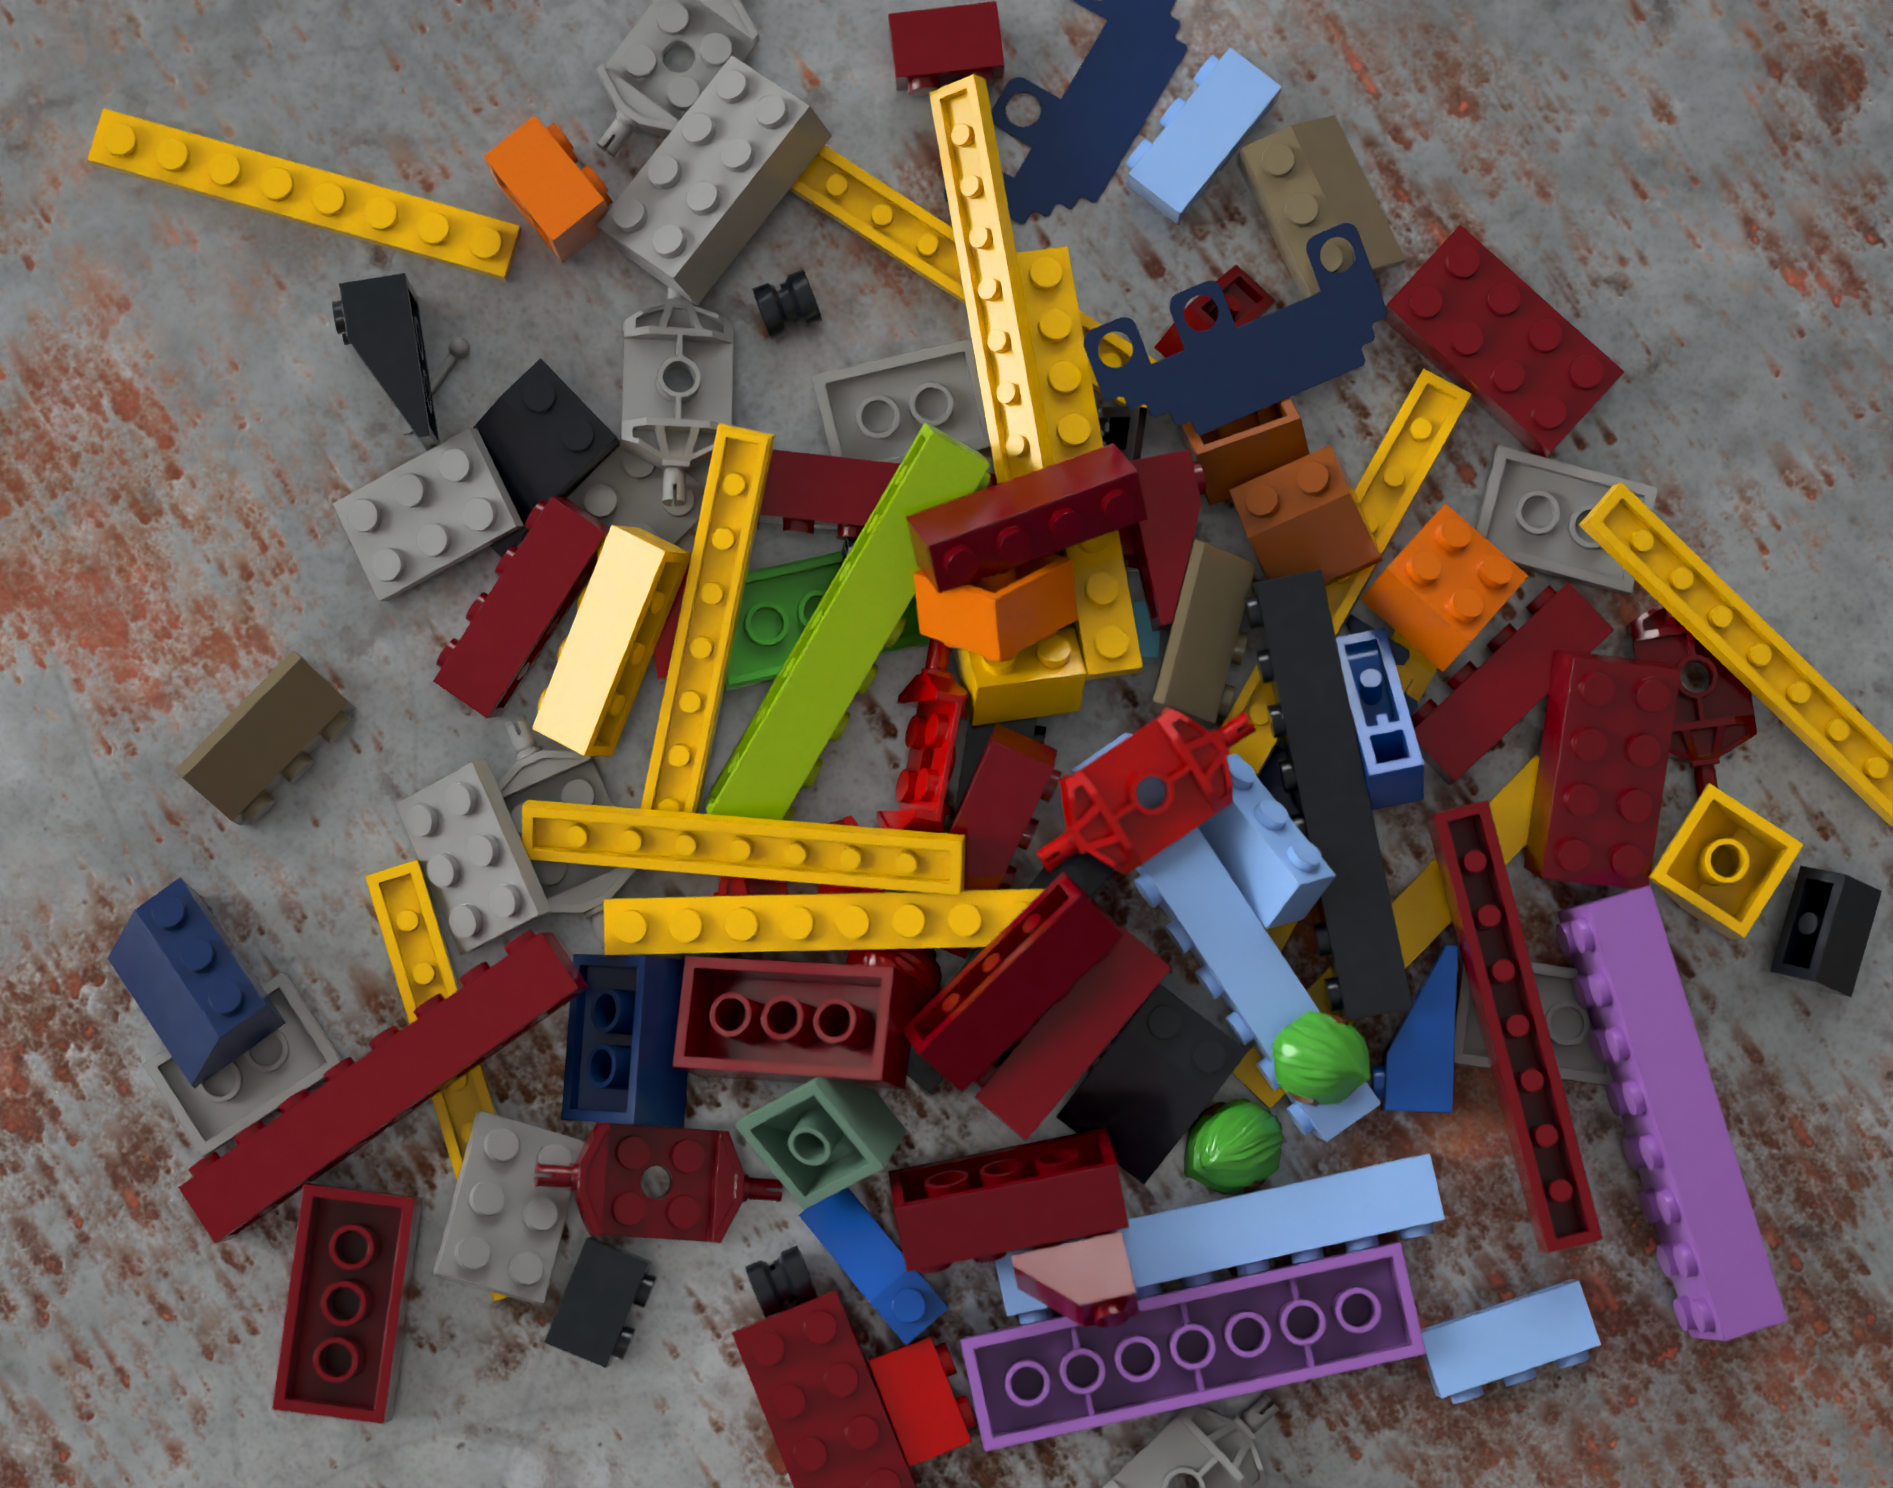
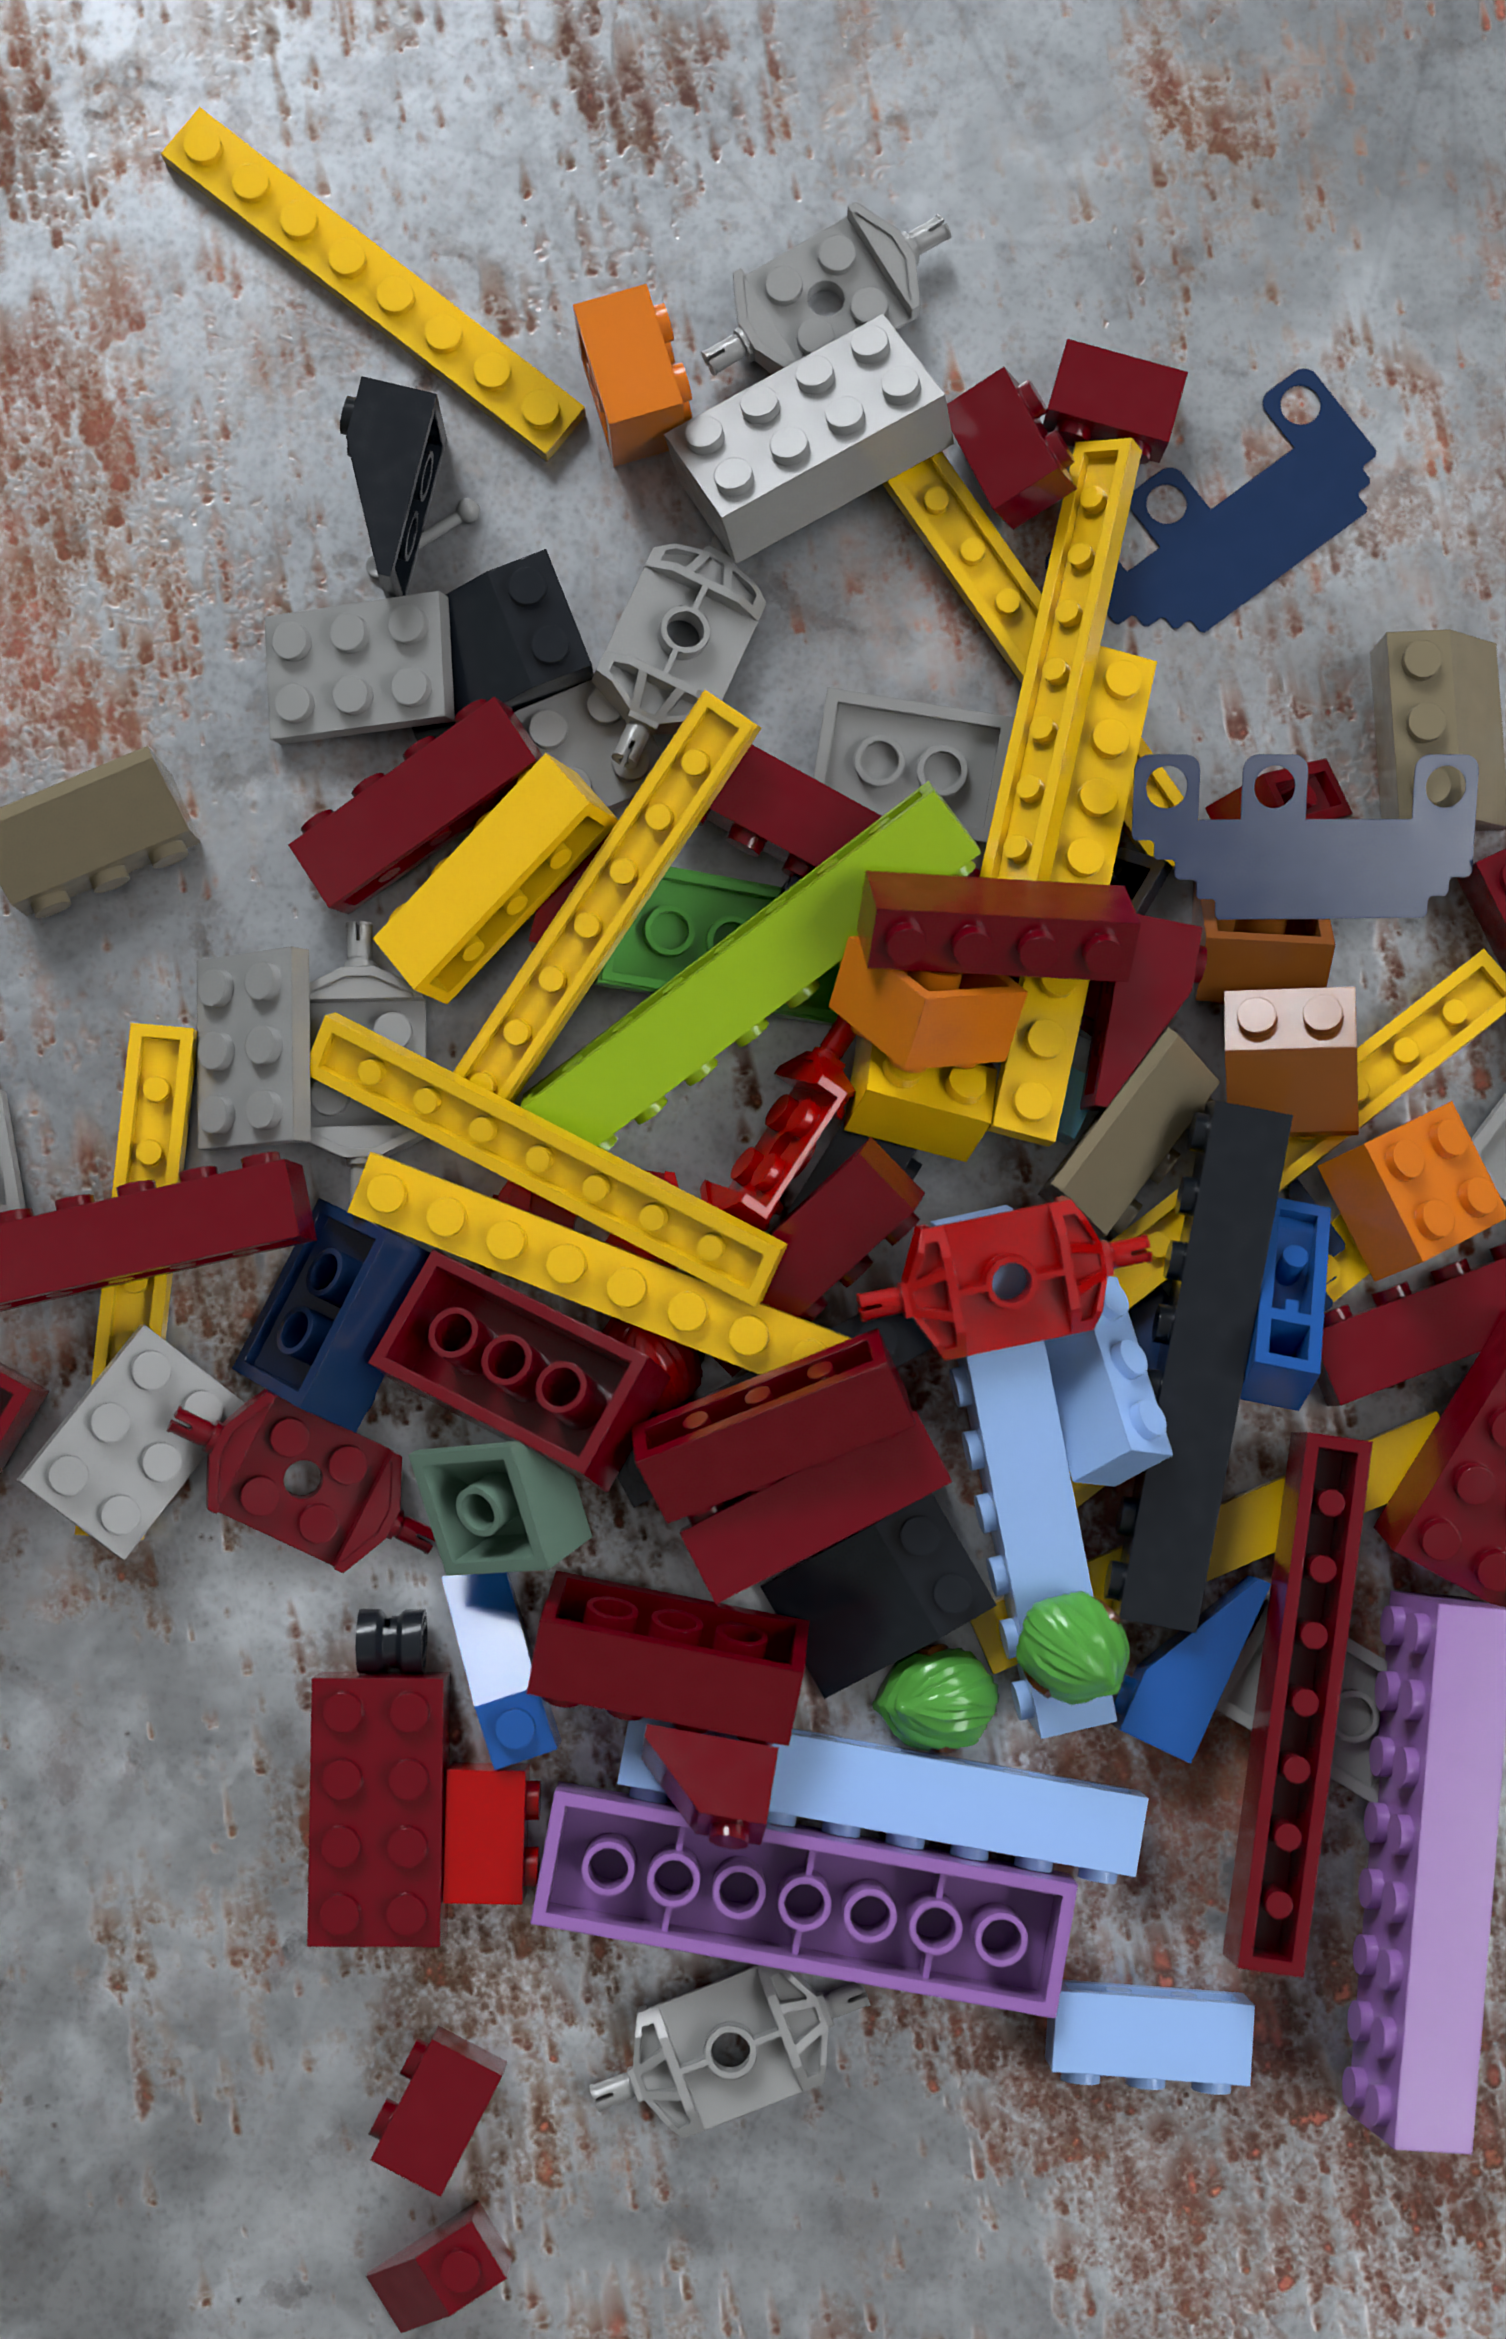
camera: 15 degrees right, 0 degrees up
(600, 1303) = (187, 1584): black brick -> none
(791, 303) = (832, 603): black wheel -> none
(878, 120) = (1009, 447): none -> dark red brick
(1201, 134) = (1347, 604): light blue brick -> none

